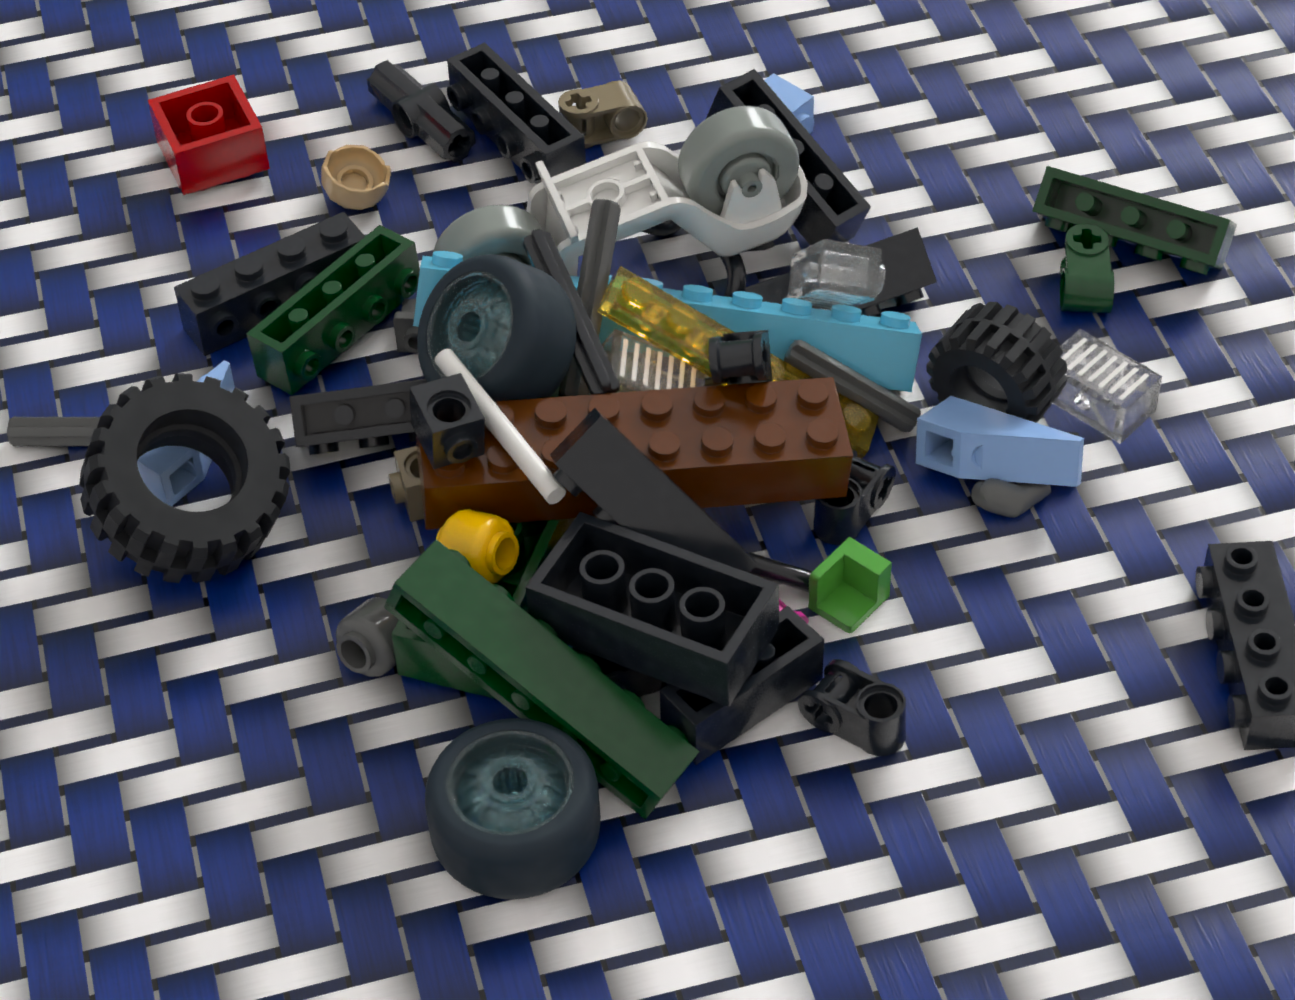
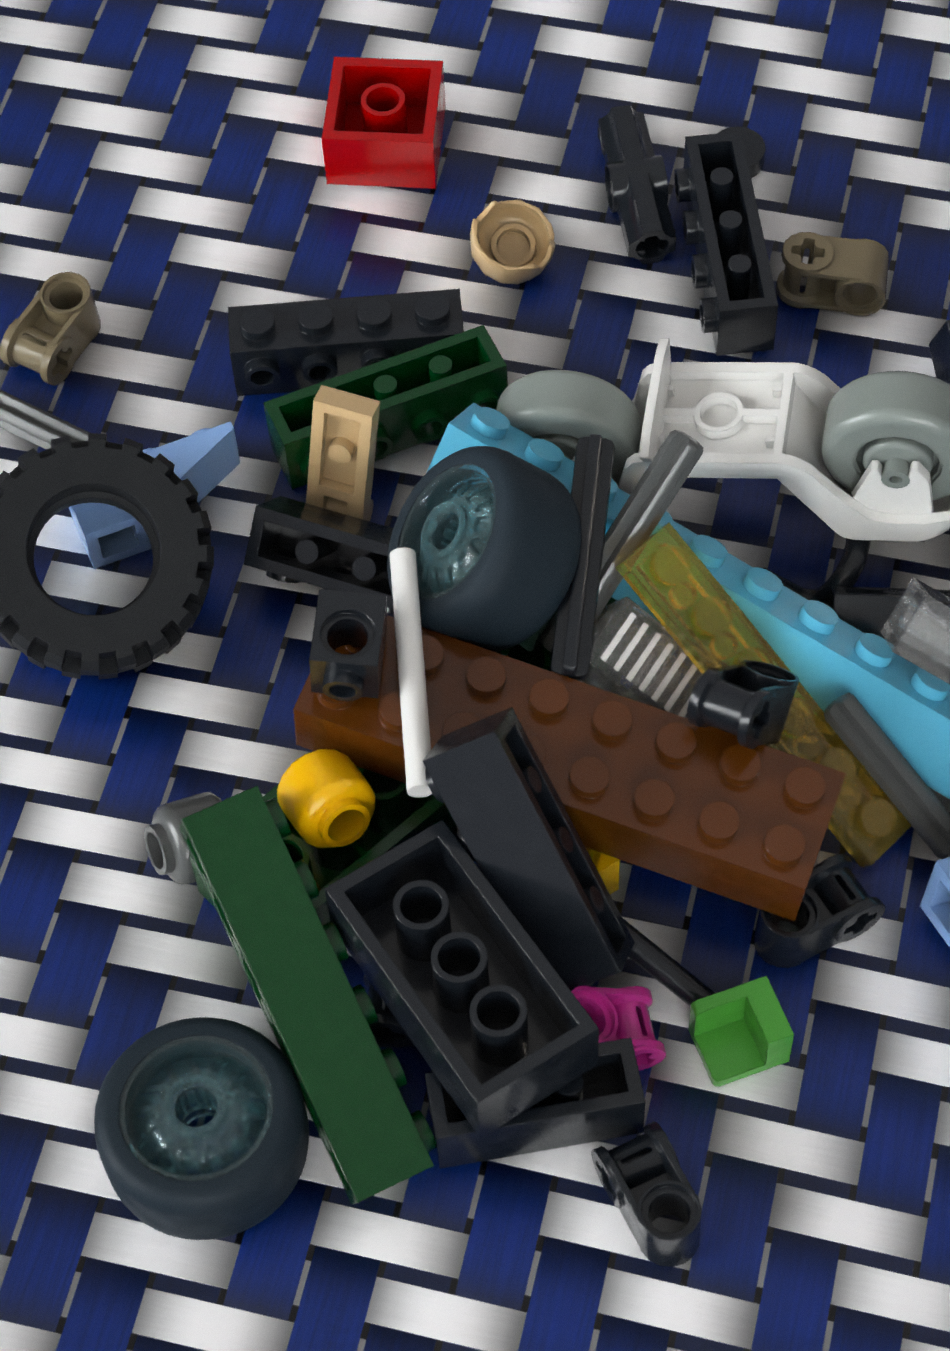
camera: 30 degrees right, 10 degrees up
(32, 359) = (53, 328): none -> dark tan piece
(333, 335) = (342, 452): none -> tan plate

